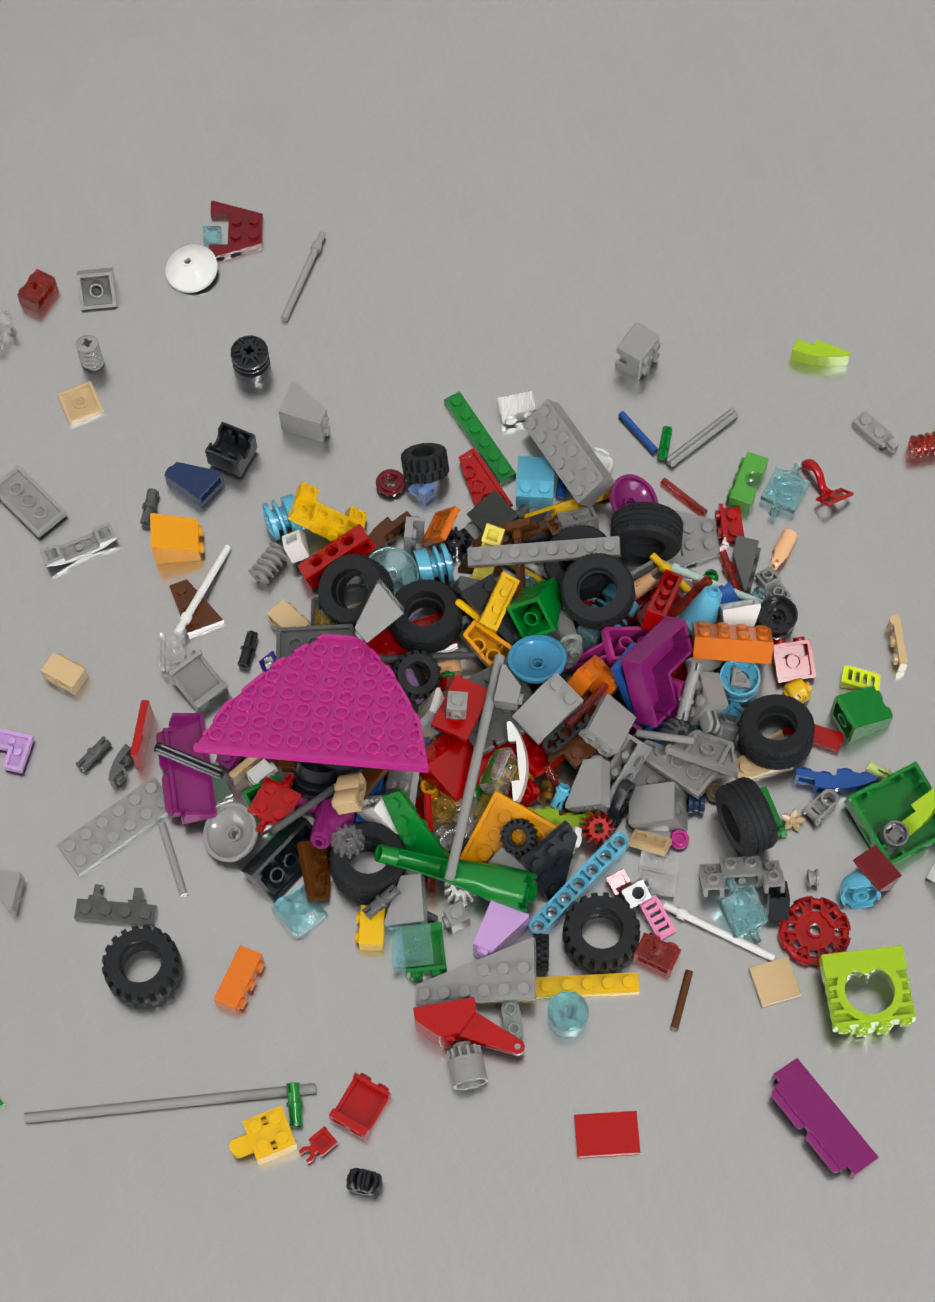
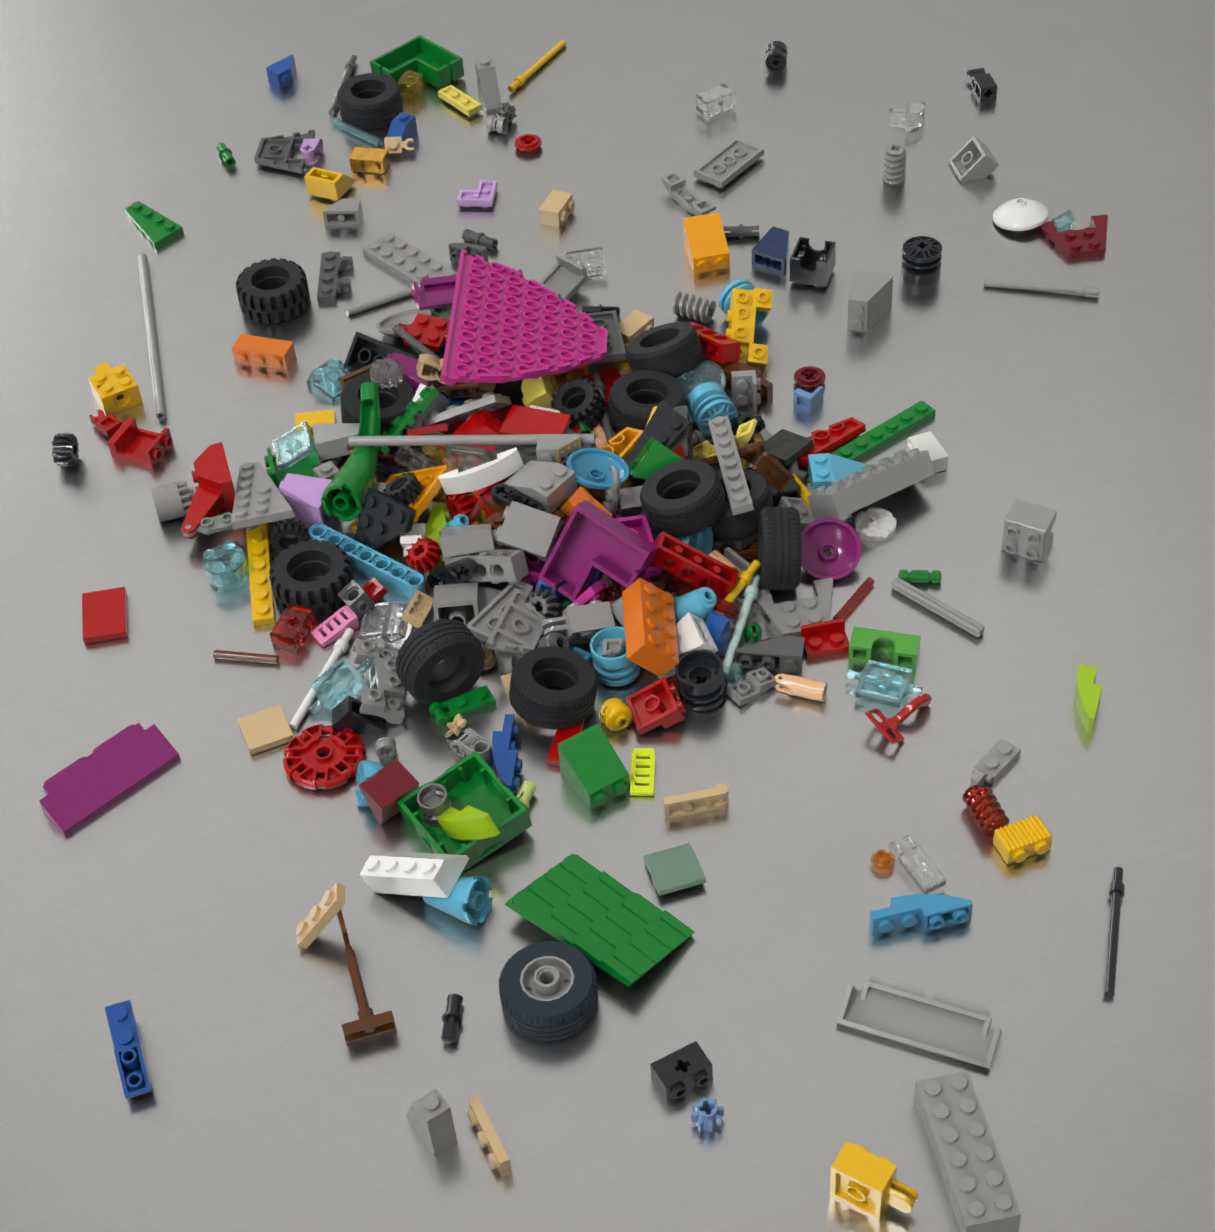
camera: 85 degrees right, 20 degrees down
(37, 290) = (956, 129): clear red brick -> none
(80, 403) = (844, 176): tan tile -> none
(142, 734) = (500, 250): red tile -> none
(186, 616) = (621, 262): white bar -> none
(203, 616) = (637, 274): reddish brown wing -> none
(294, 1104) = (143, 400): green pin -> none
(296, 545) = (712, 314): white slope -> none
(378, 613) = (628, 344): light grey slope -> none
(381, 901) = (333, 414): dark grey pin -> none
(425, 463) = (830, 385): black tyre -> none
(440, 526) = (764, 409): orange tile -> none
(457, 705) = (529, 410): light grey brick -> none
(499, 601) = (666, 433): yellow tile -> none
(586, 705) = (543, 506): clear red piece -> none
(638, 432) = (929, 553): blue bar -> none
(666, 736) = (525, 601): light grey bar -> none
(689, 690) = (584, 596): light grey pin -> none
(885, 962) = (256, 816): lime hose -> none

